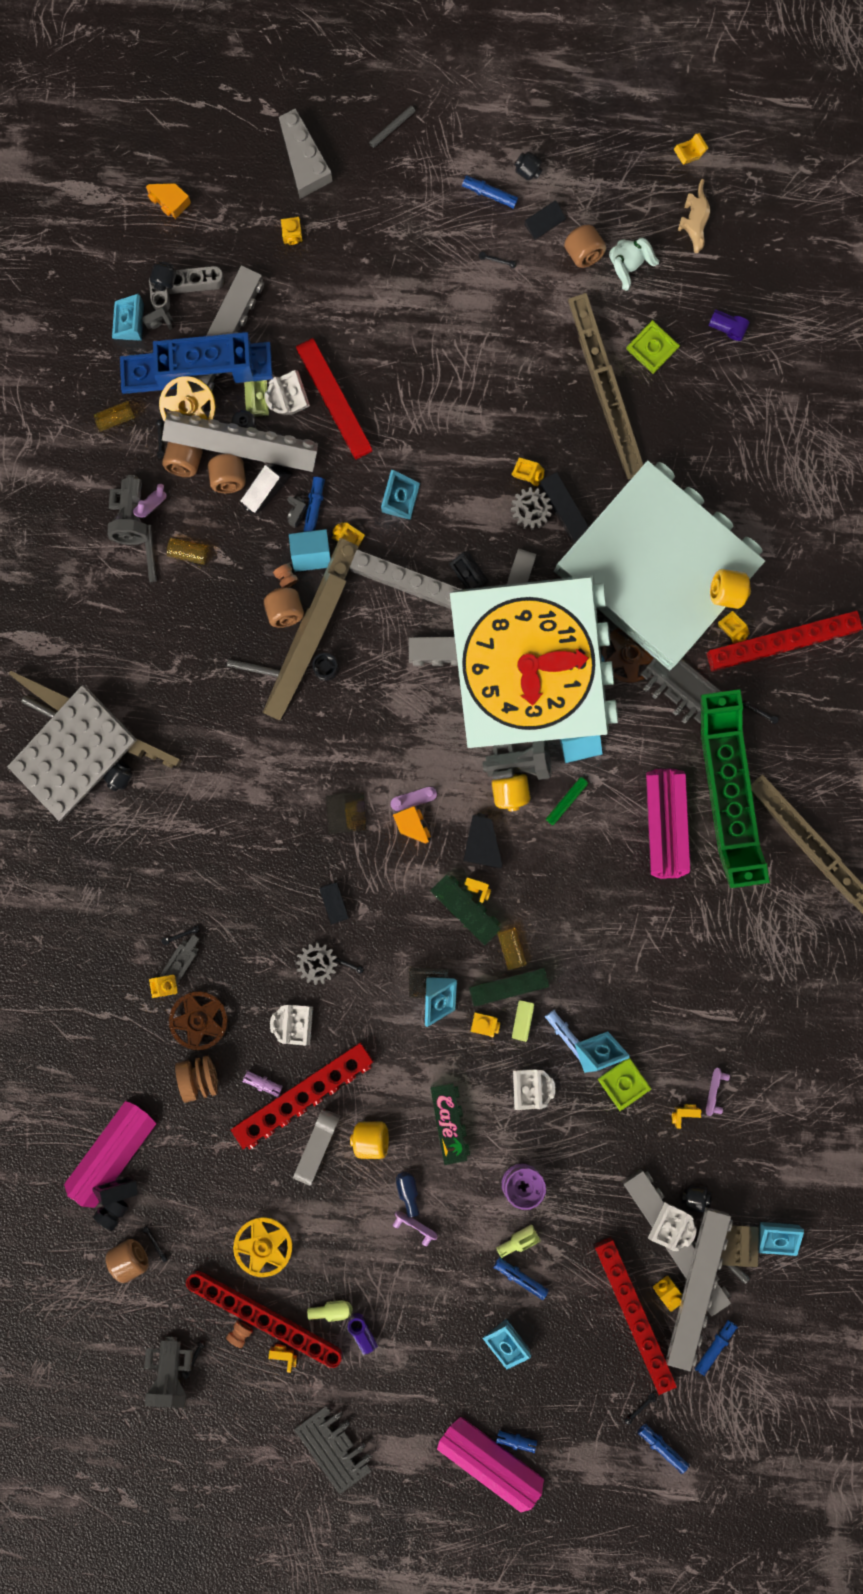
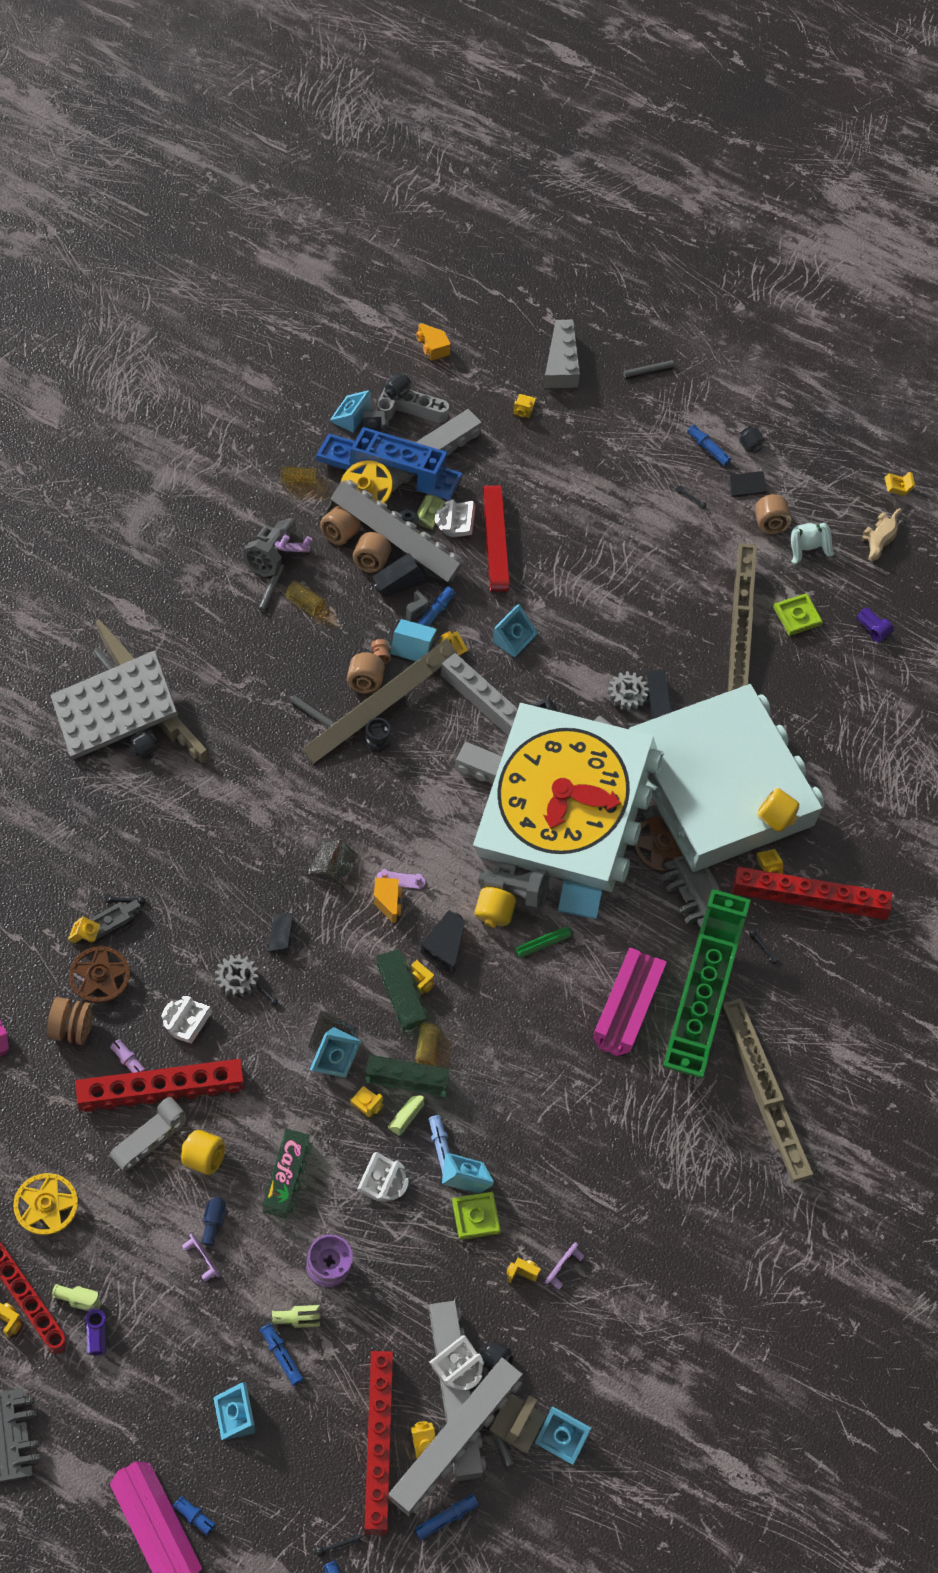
camera: 15 degrees right, 25 degrees down
(528, 471) = (640, 661): yellow bracket -> none

